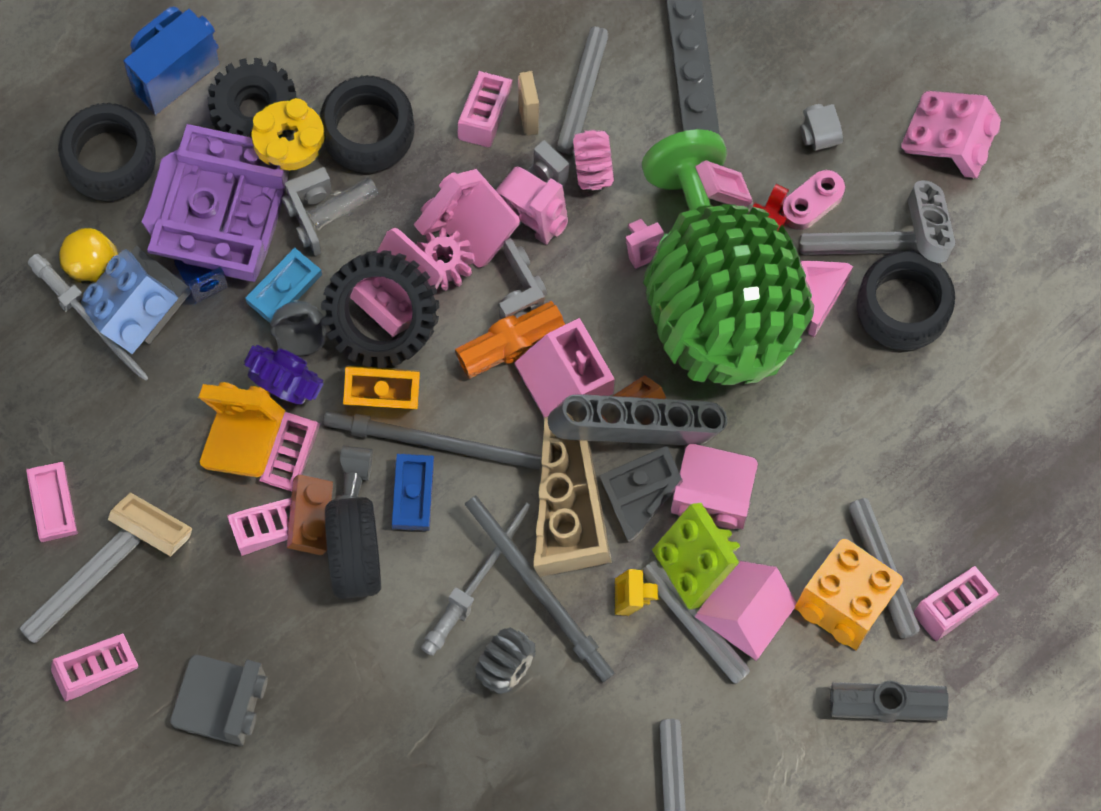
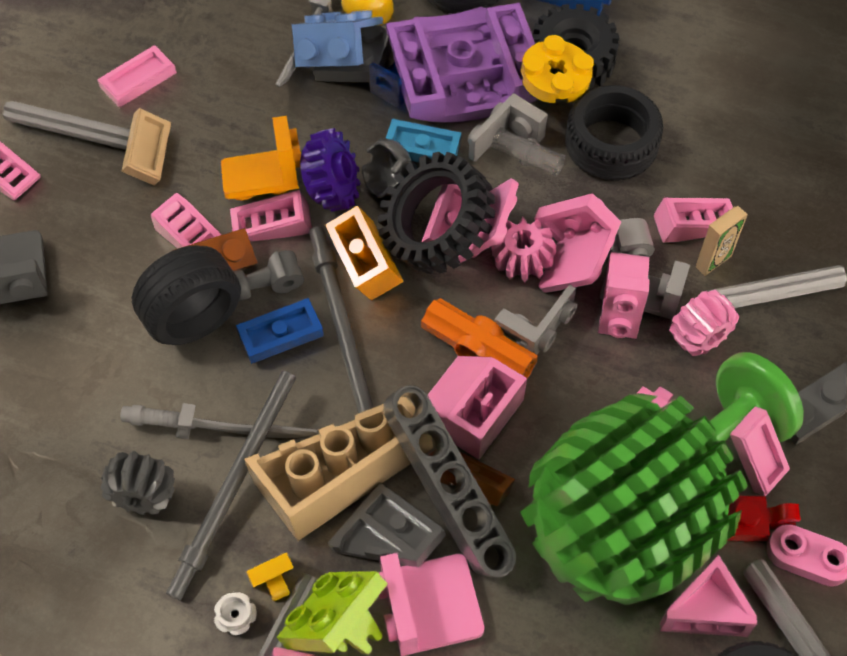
camera: 65 degrees right, 10 degrees down
(487, 165) = (633, 238): none -> light grey plate
(651, 626) = (230, 603): none -> white plate

